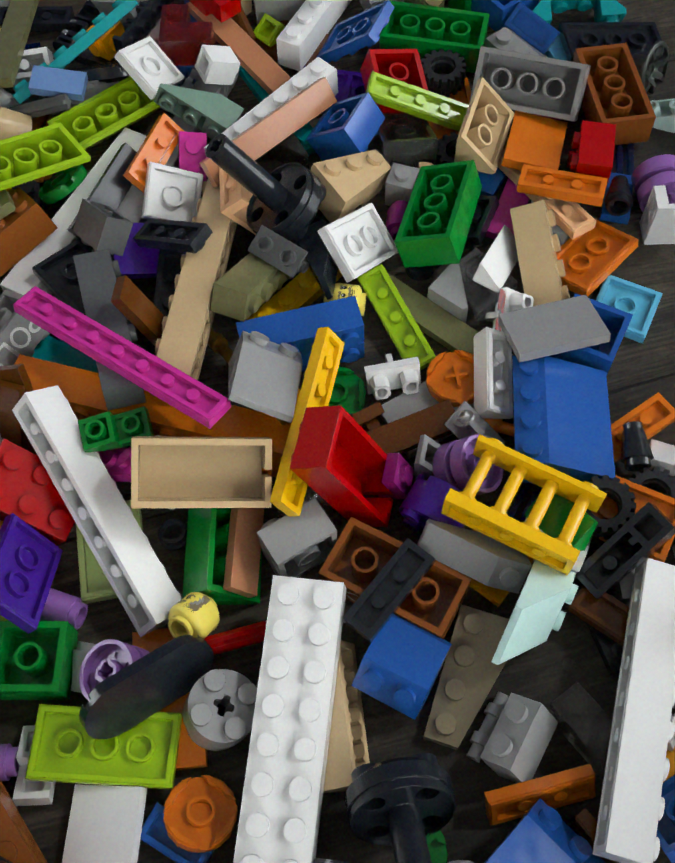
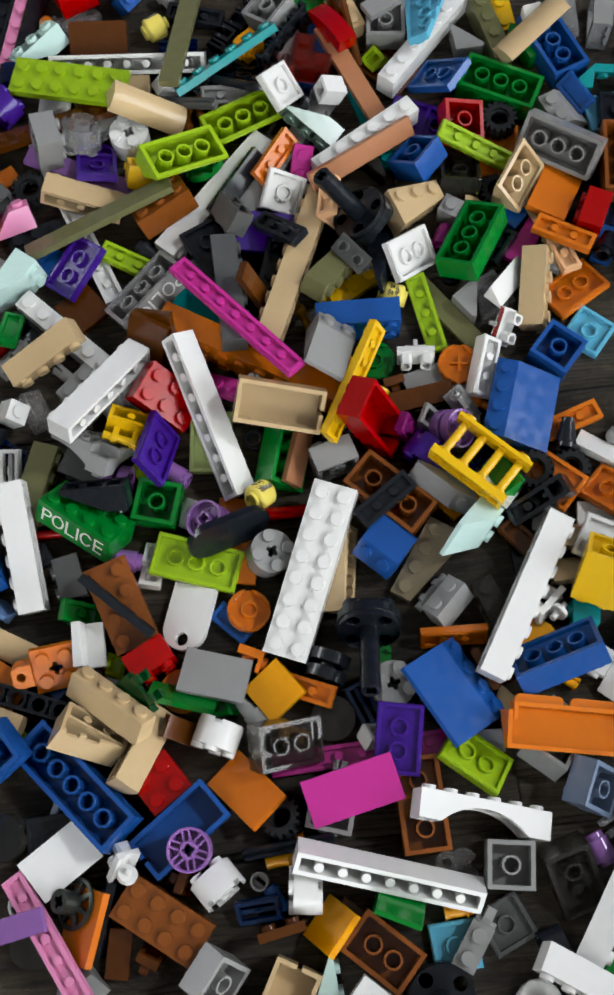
camera: 10 degrees right, 10 degrees up
(56, 81) = (210, 86): medium blue tile -> none
(114, 431) = (226, 366): green slope -> none
(553, 328) = (529, 342): light grey tile -> none

